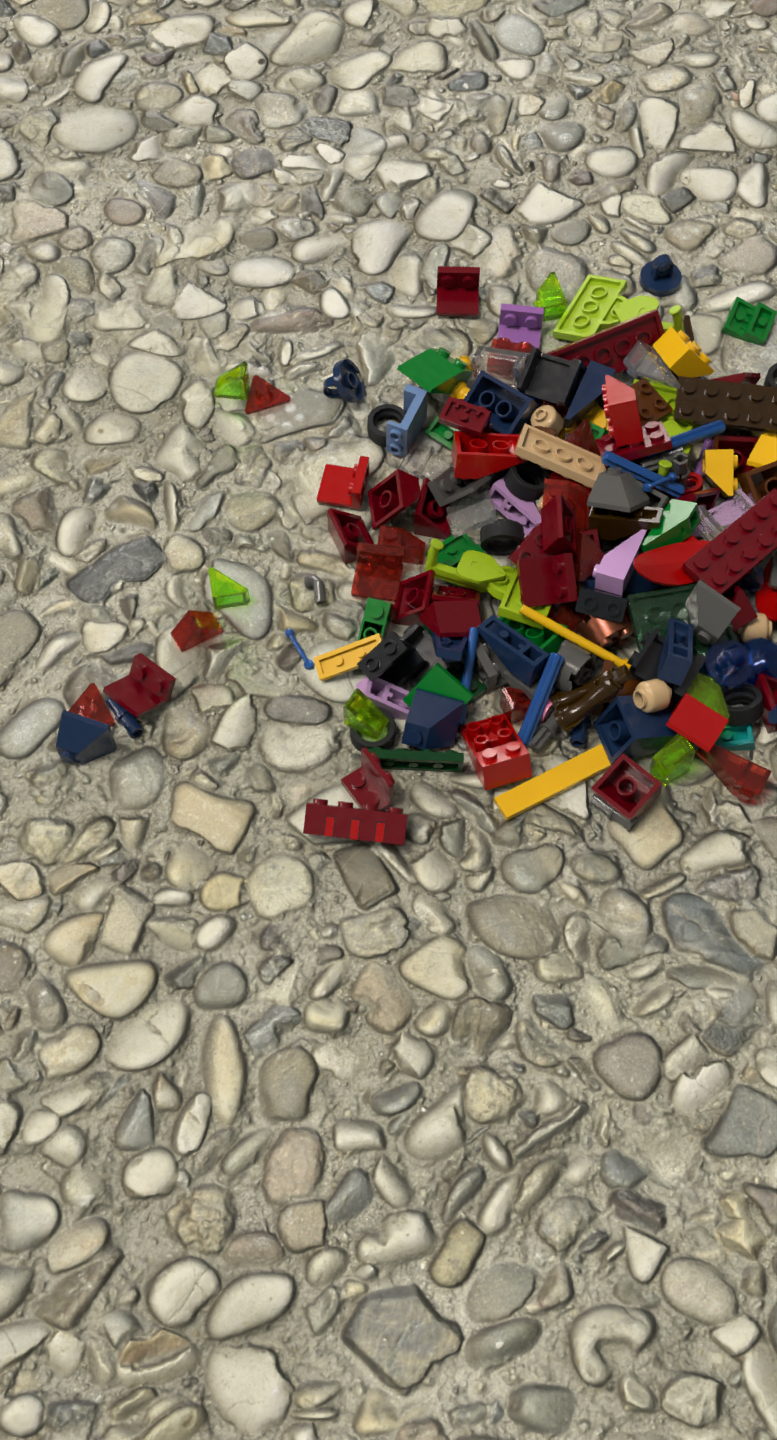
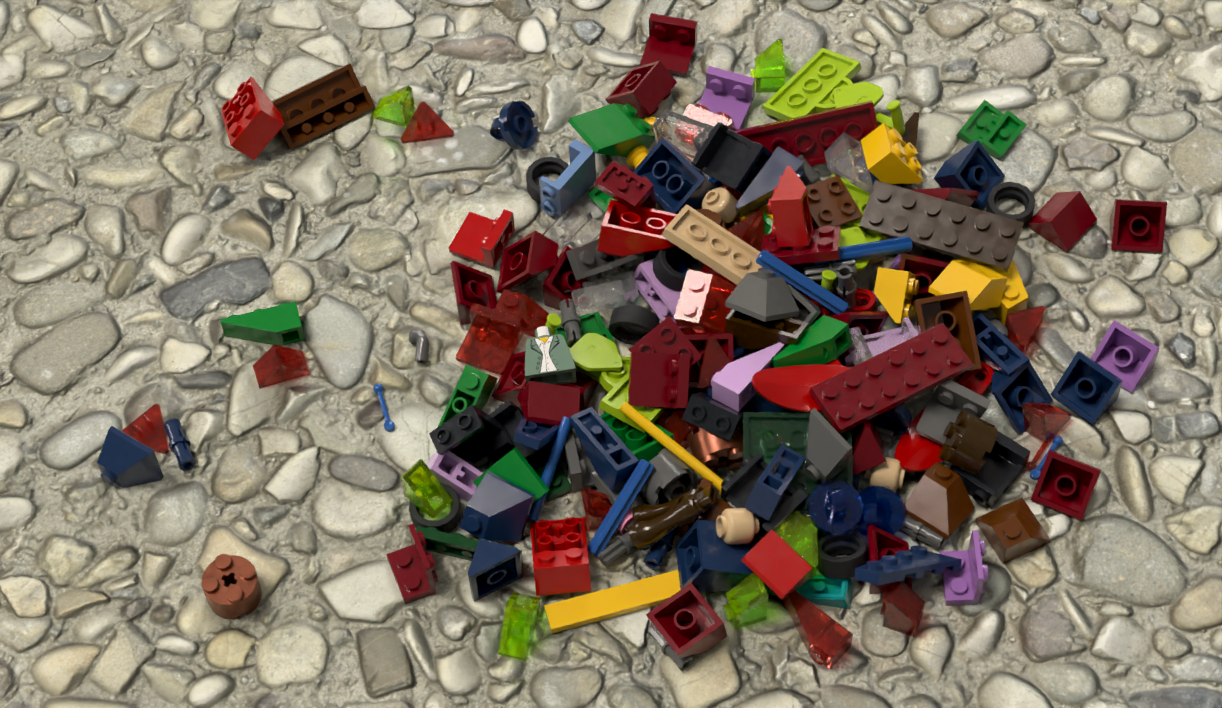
camera: 15 degrees right, 5 degrees down
(108, 414) = (251, 119): none -> red slope
(143, 688) = (206, 420): dark red bracket -> none
(164, 394) = (322, 105): none -> reddish brown slope
(175, 595) = (270, 326): none -> green slope
(213, 822) = (231, 586): none -> copper brick
(226, 591) = (321, 331): clear neon green slope -> none
(344, 658) = (417, 427): yellow plate -> none
(356, 823) = (387, 603): dark red brick -> none
(443, 579) = (548, 359): none -> sand green torso
(444, 772) = (493, 568): none -> dark blue slope
(446, 330) = (644, 88): none -> dark red slope
(449, 550) = (570, 322): none -> dark grey pin
(478, 820) = (519, 625): none -> clear neon green slope
(558, 527) = (688, 325): dark red slope -> none
(648, 487) = (798, 297): blue hinge -> none
(660, 276) = (905, 63): dark blue tile -> none
(745, 356) = (971, 170): none -> dark blue slope

